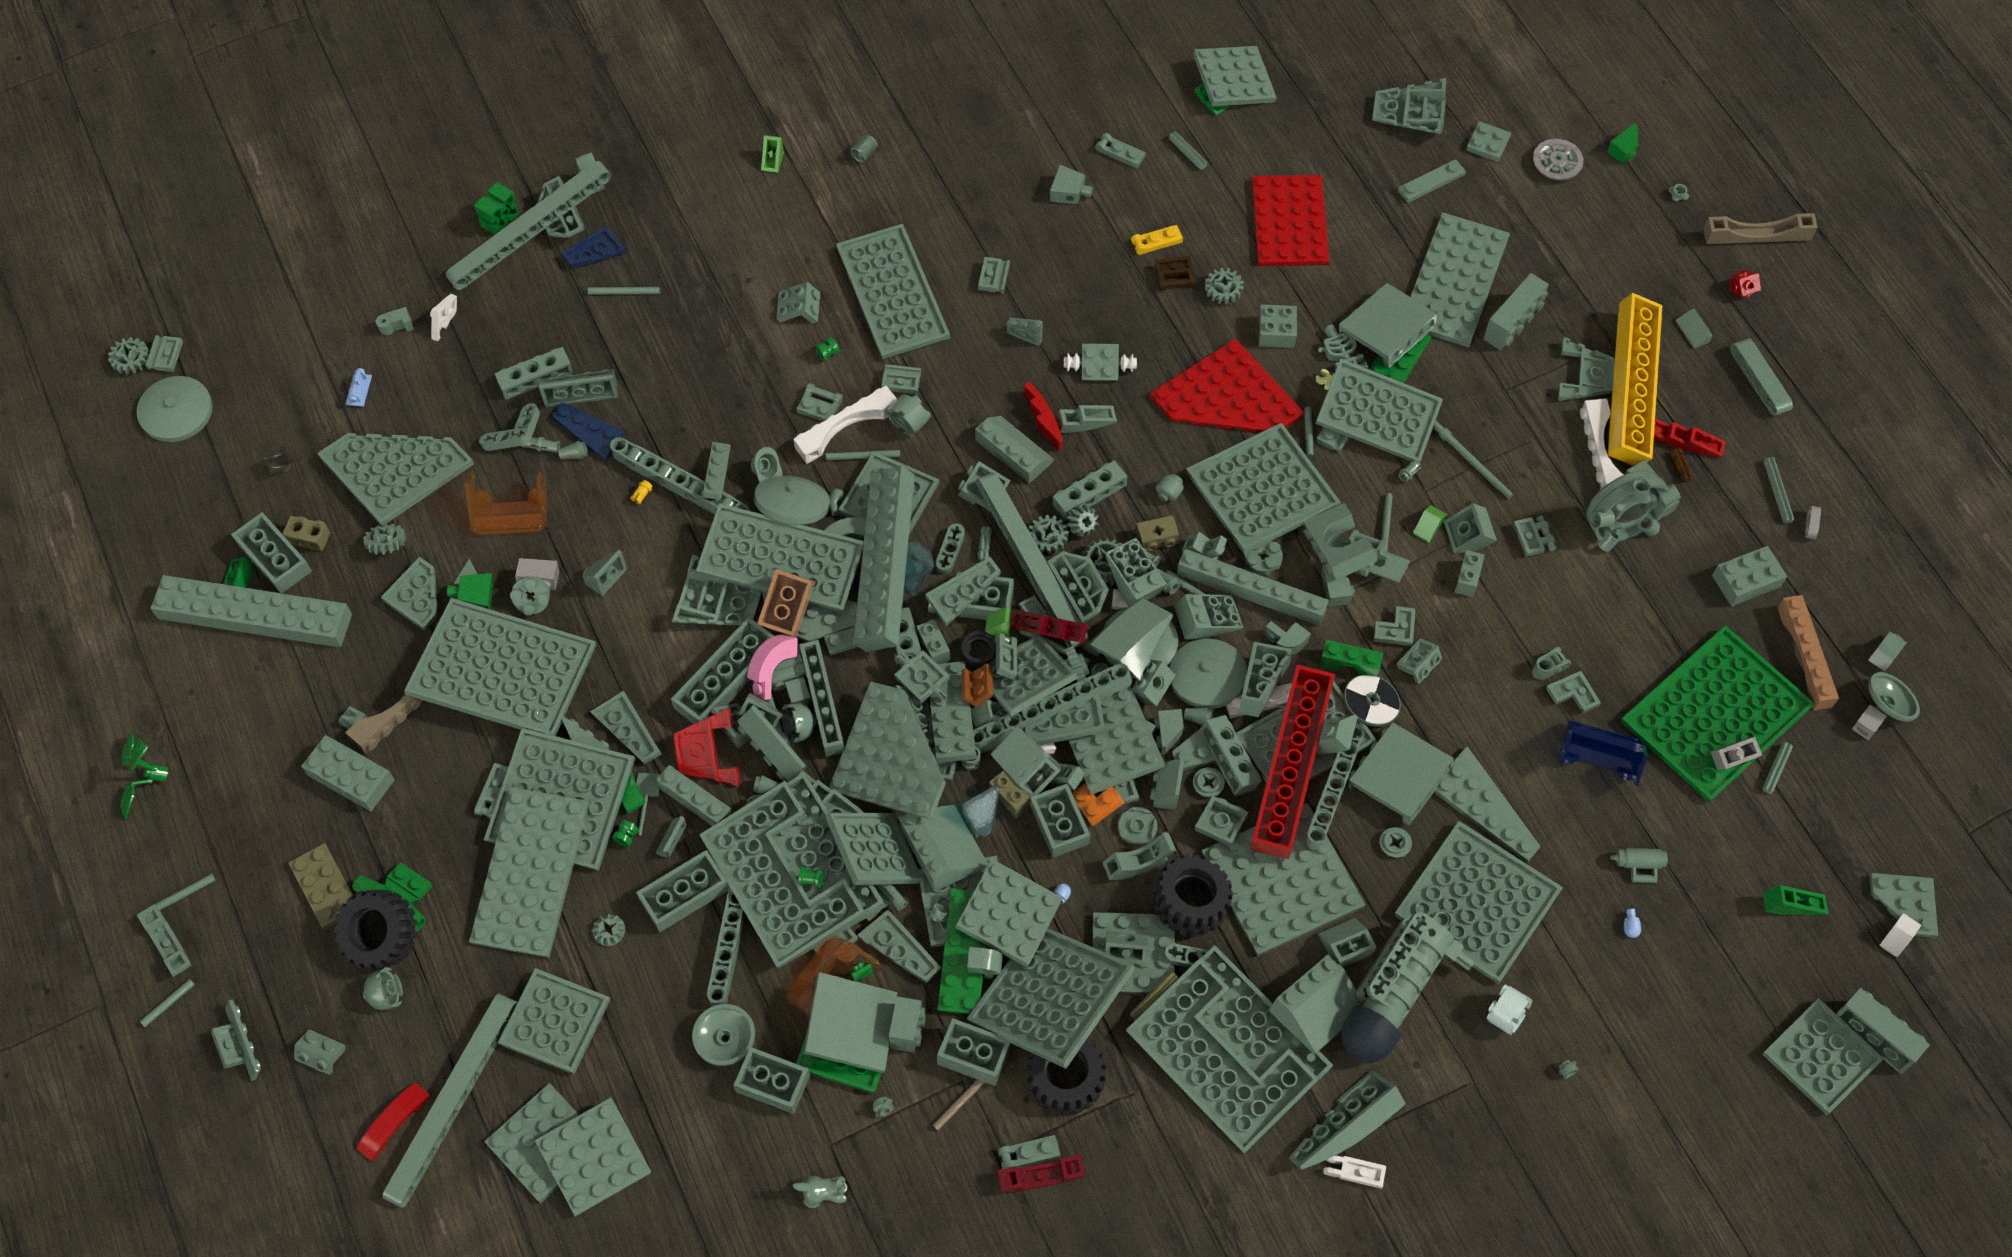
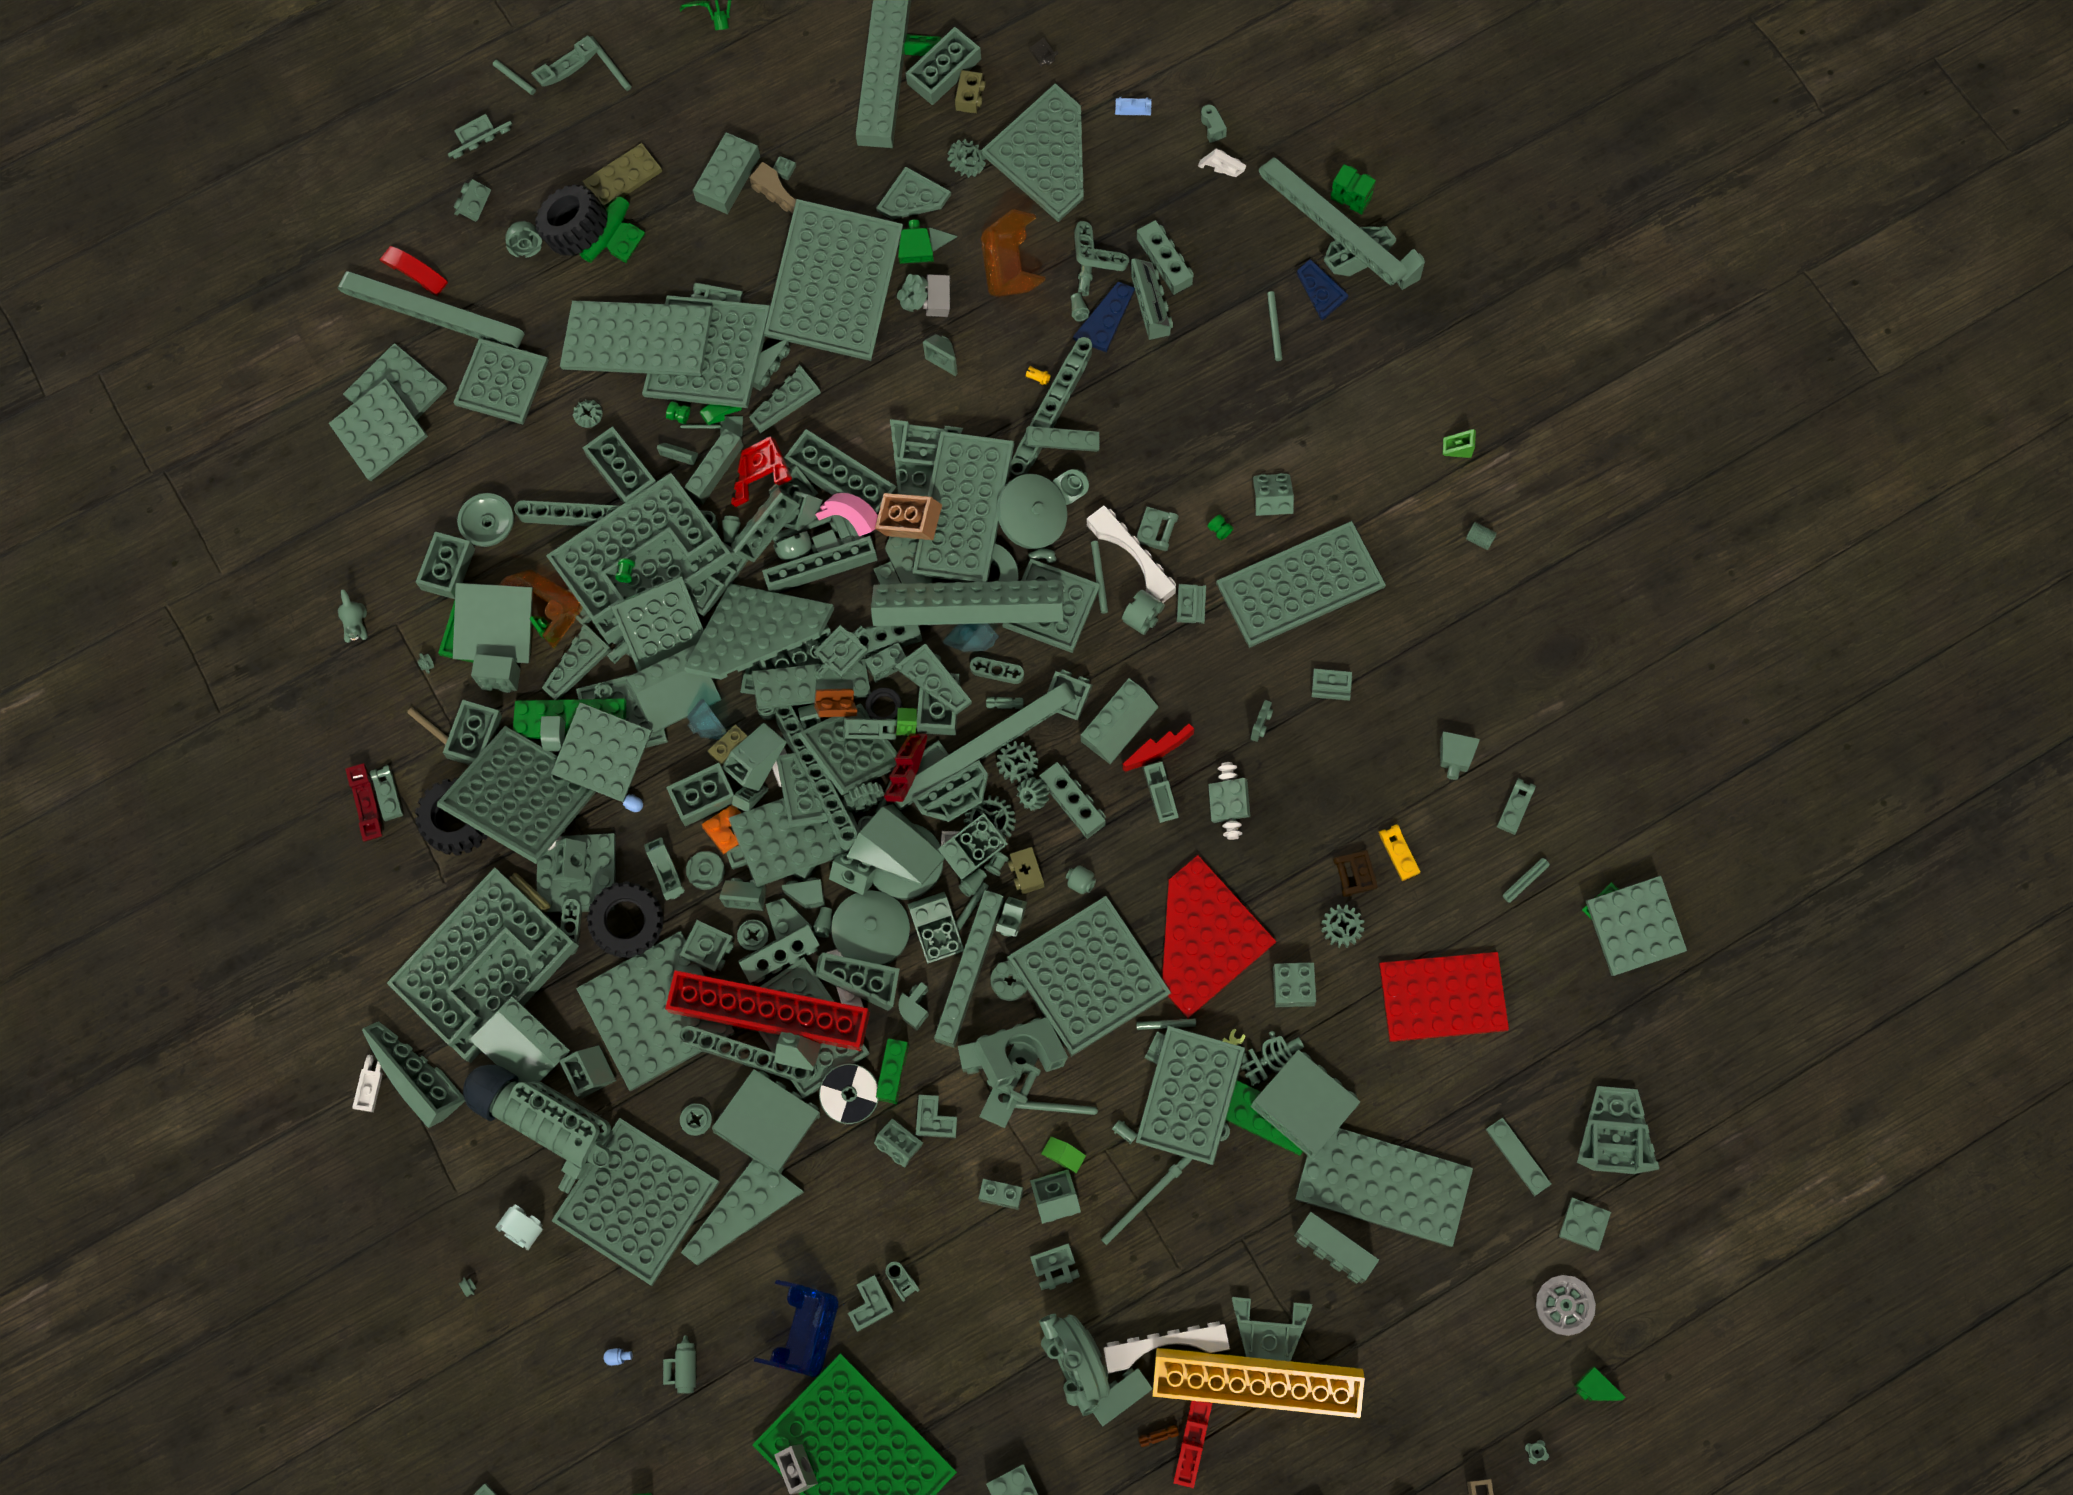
camera: 90 degrees right, 10 degrees up
(1694, 329) = (1342, 1459): sand green slope -> none

